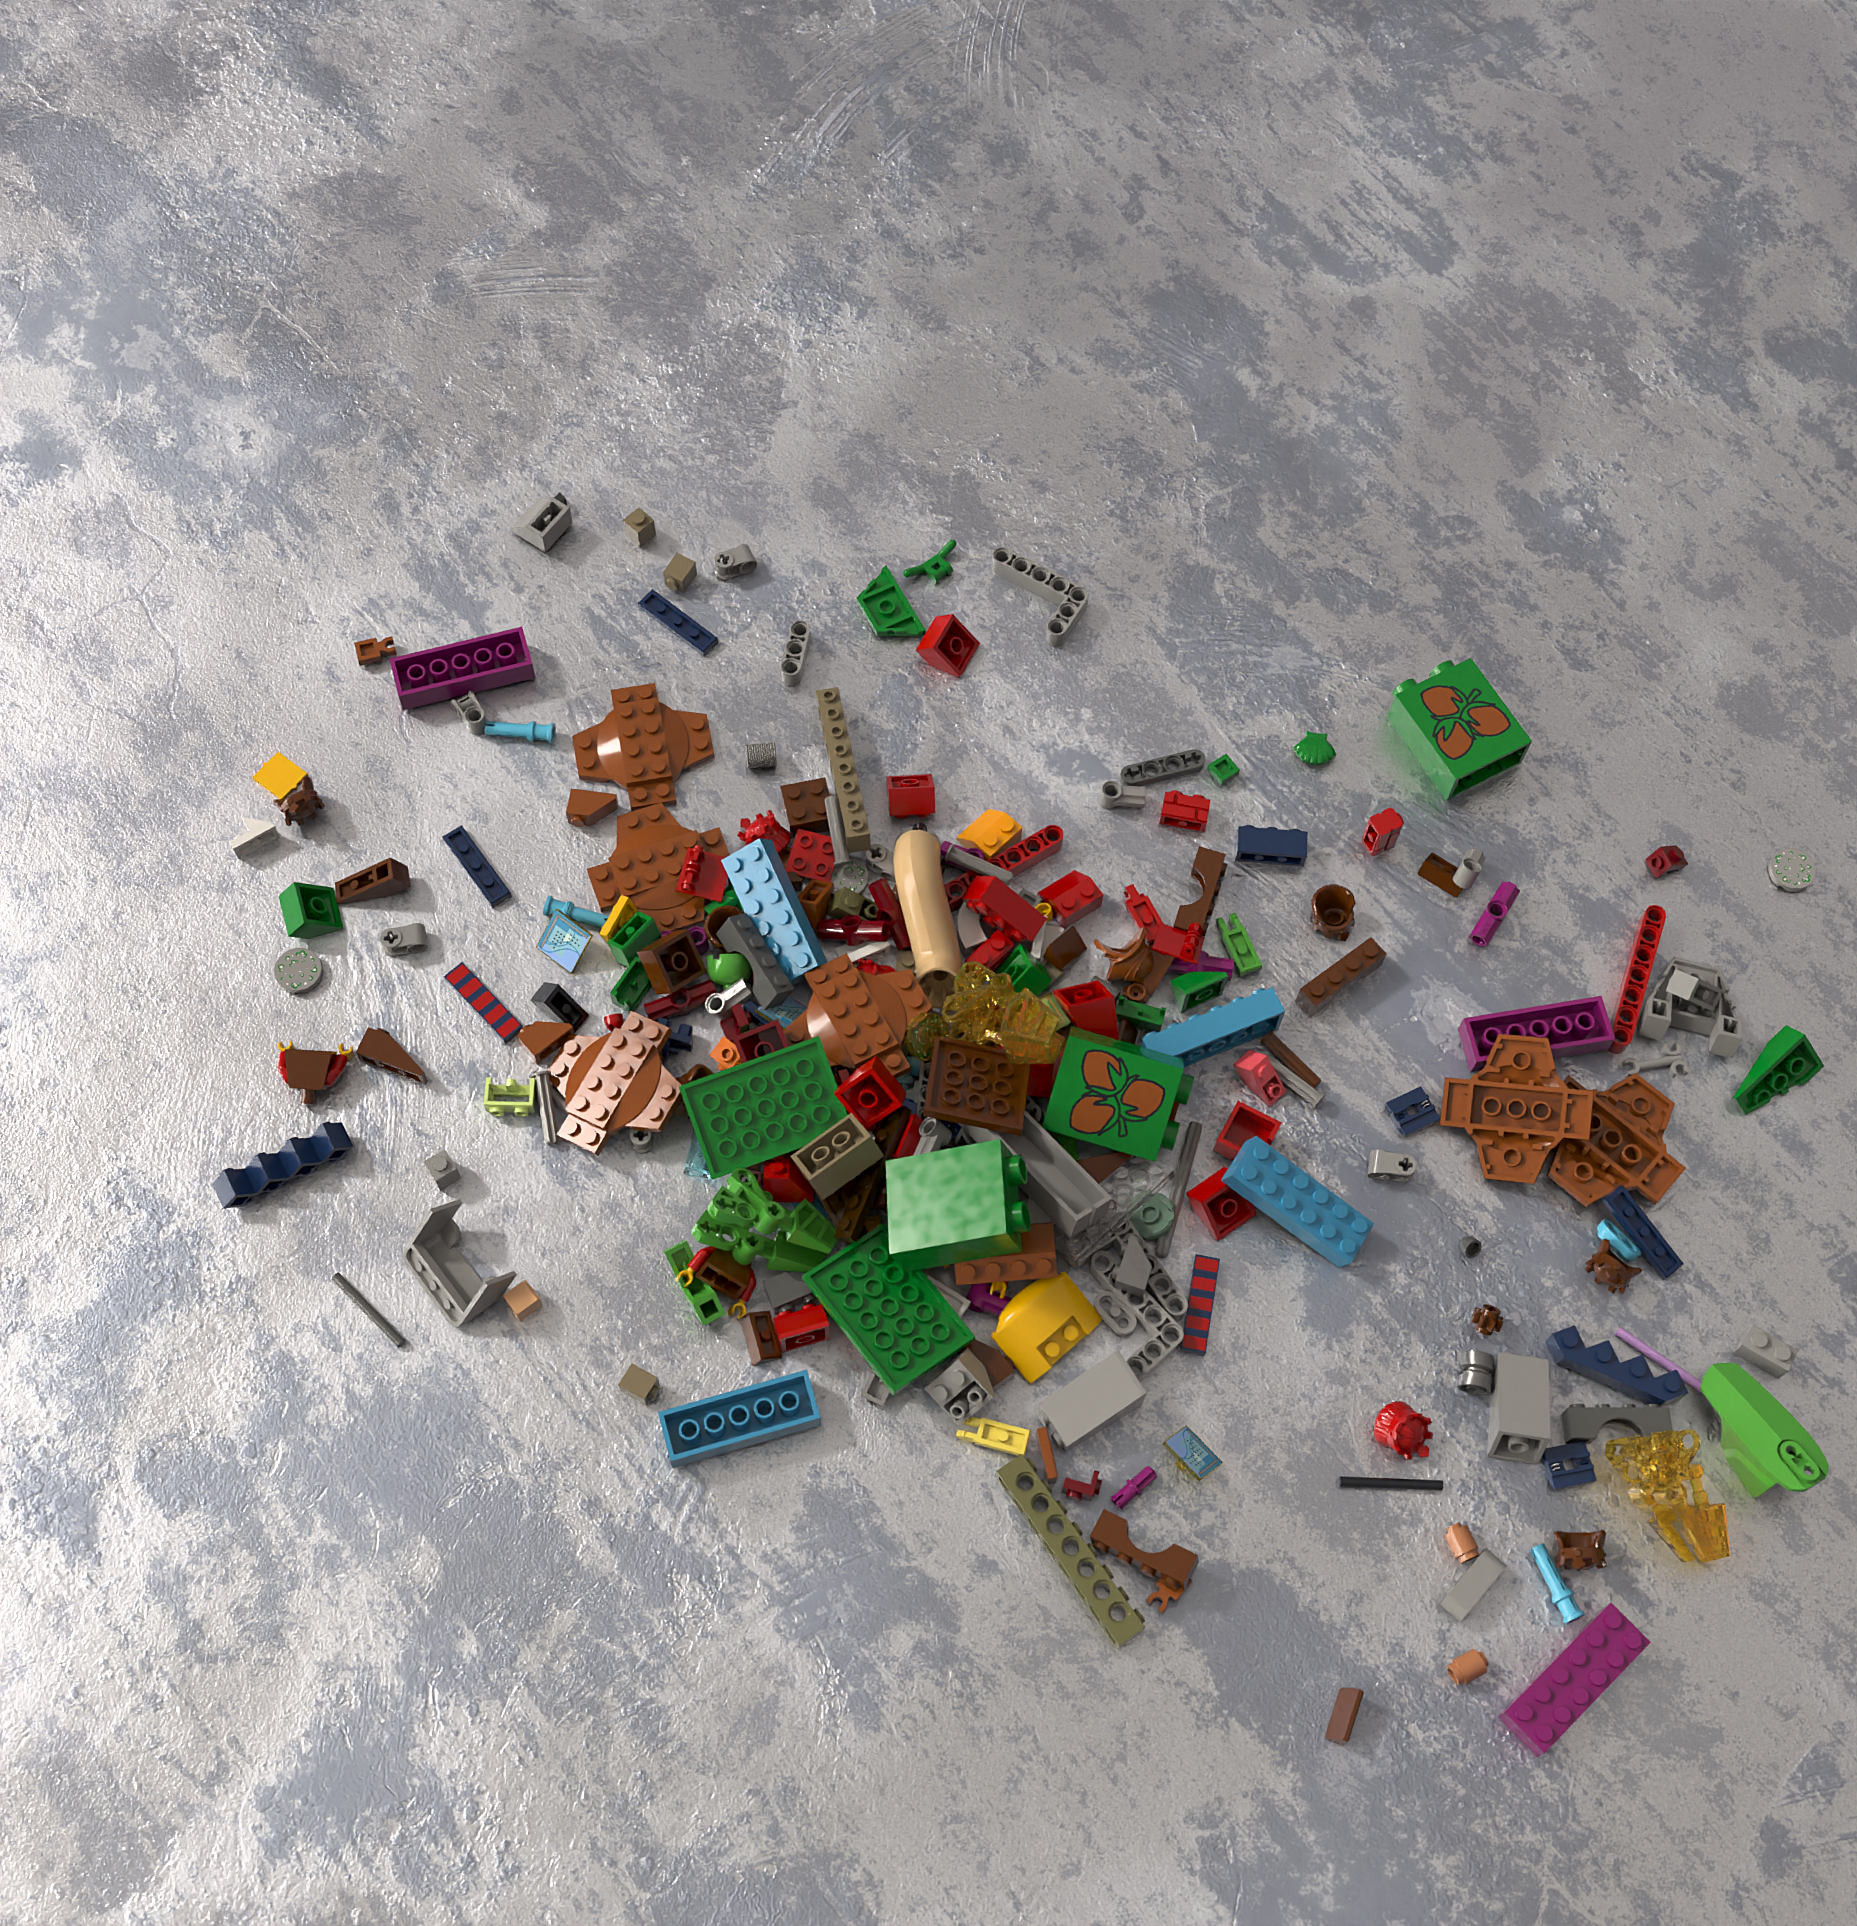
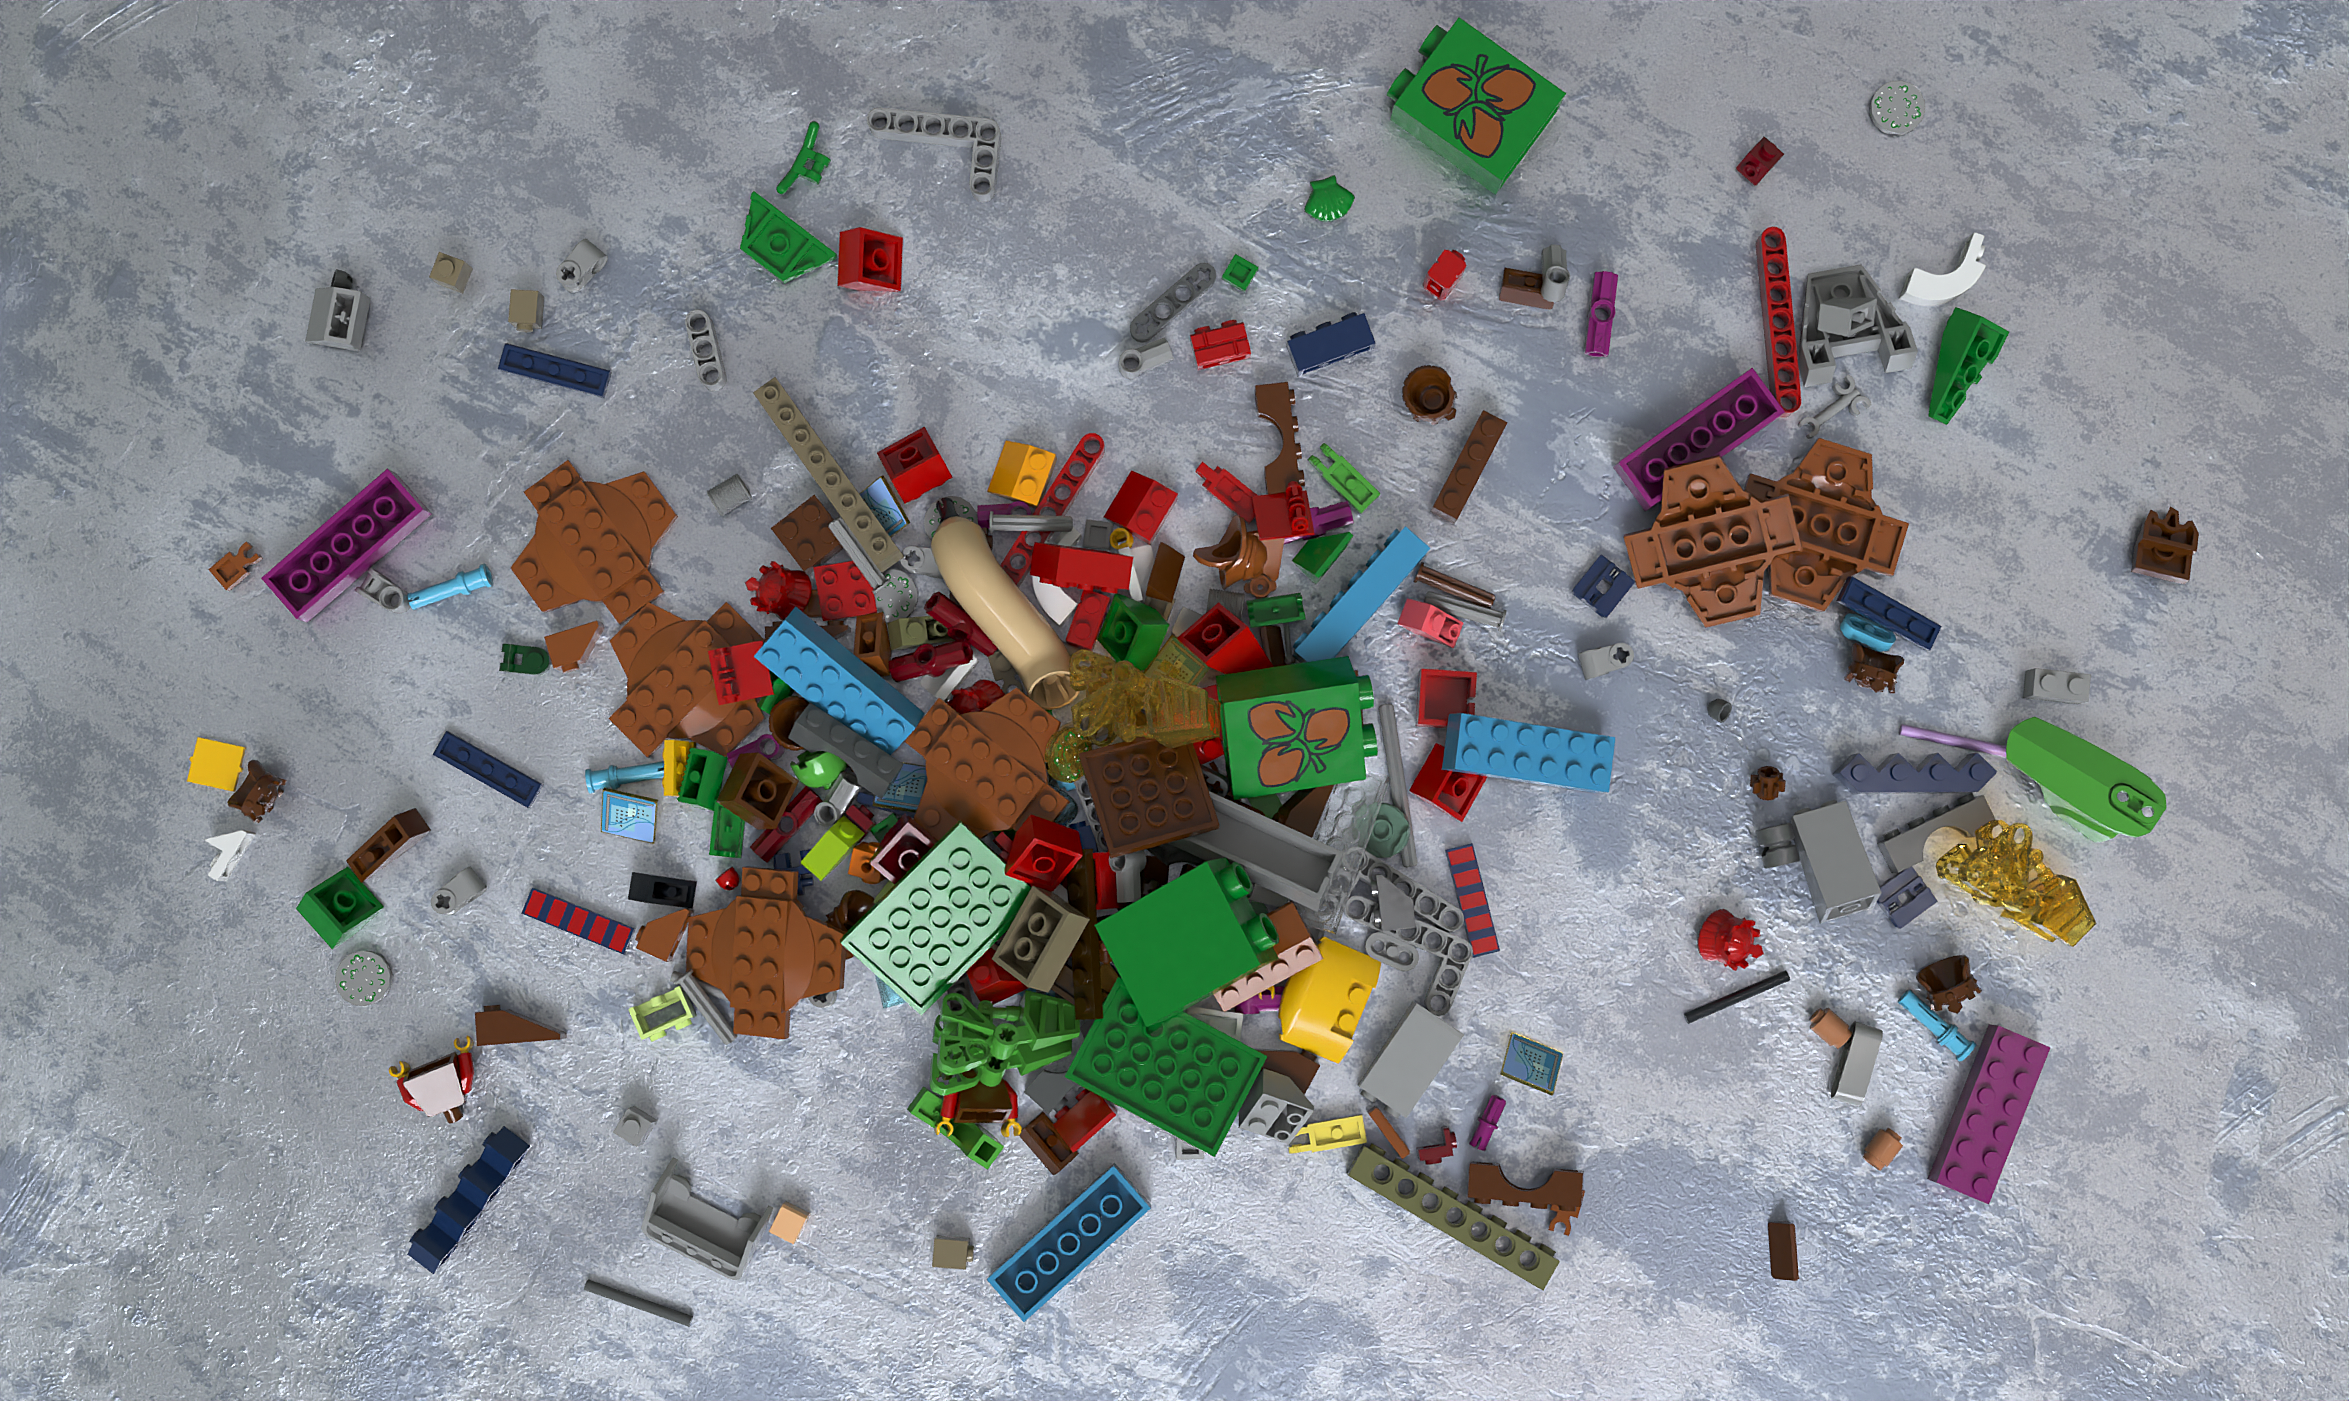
camera: 20 degrees left, 20 degrees up
(552, 808) = (534, 660): none -> dark green plate
(707, 1030) = (832, 848): none -> lime slope
(875, 808) = (885, 506): none -> piece
(1783, 1011) = (1933, 290): none -> white arch

